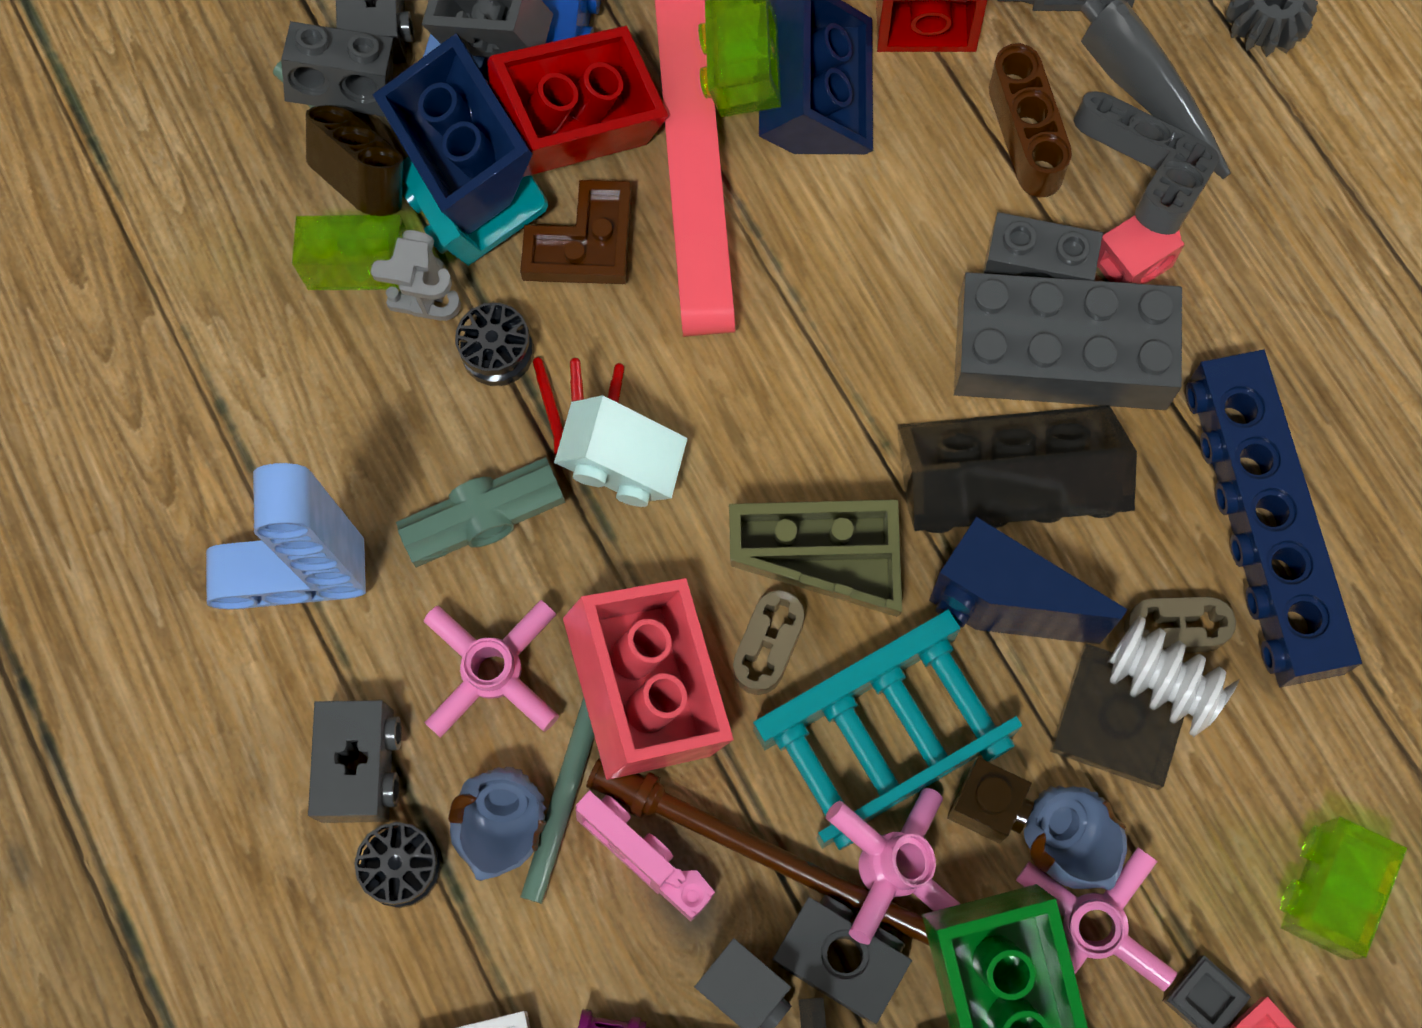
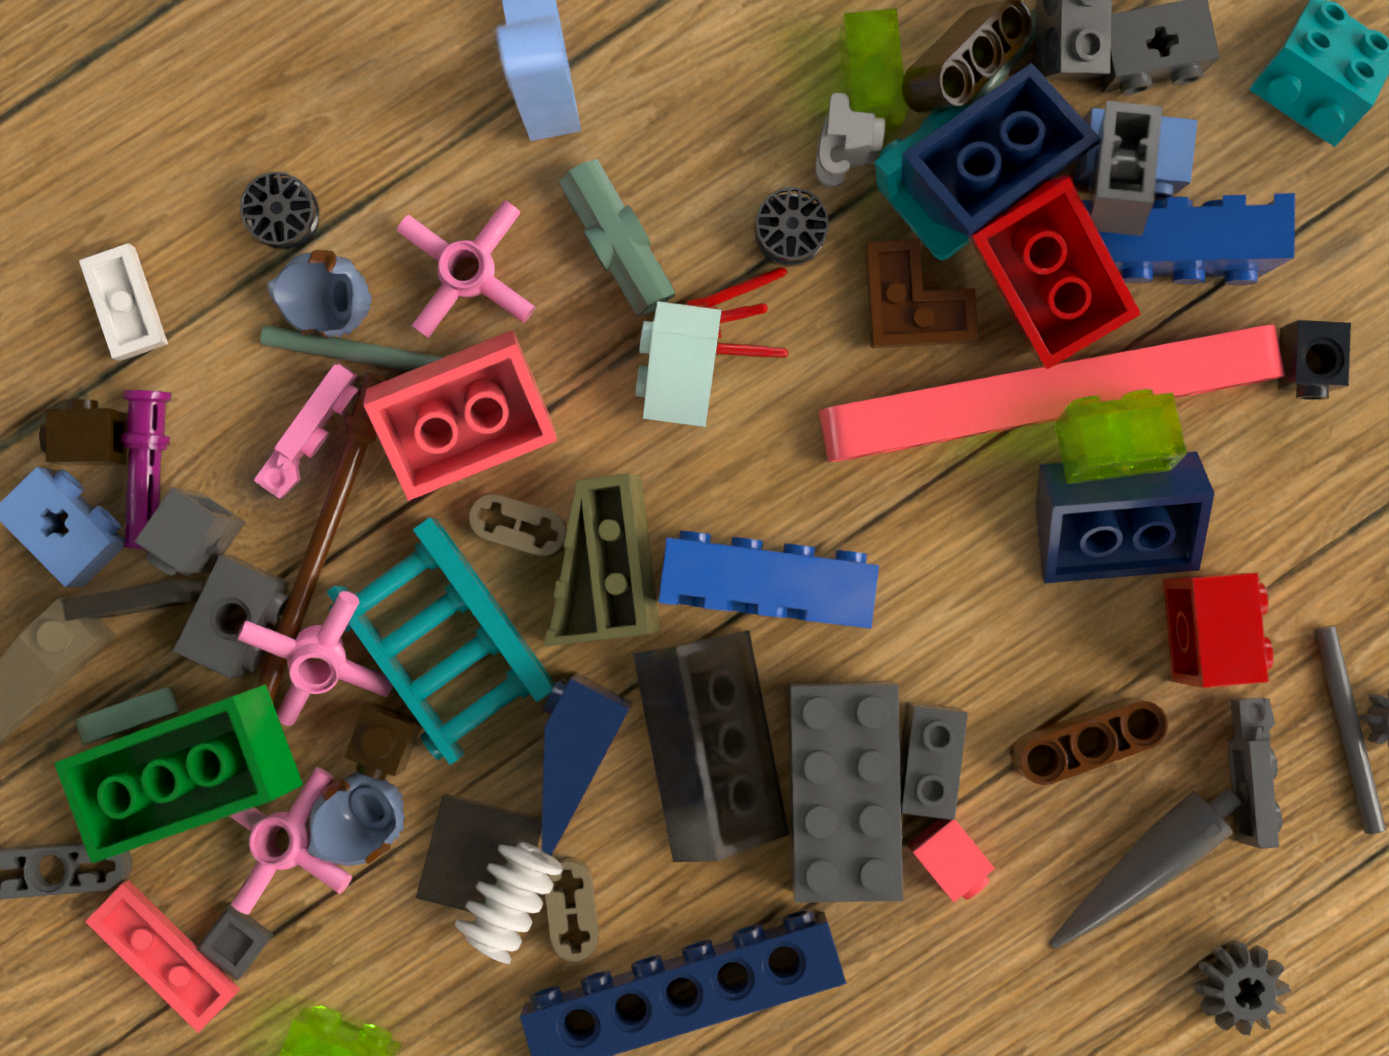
camera: 80 degrees right, 15 degrees up
(337, 737) = (342, 143): dark grey brick -> none
(850, 394) = (769, 581): none -> blue wedge
(1180, 159) = (1059, 882): dark grey beam -> none

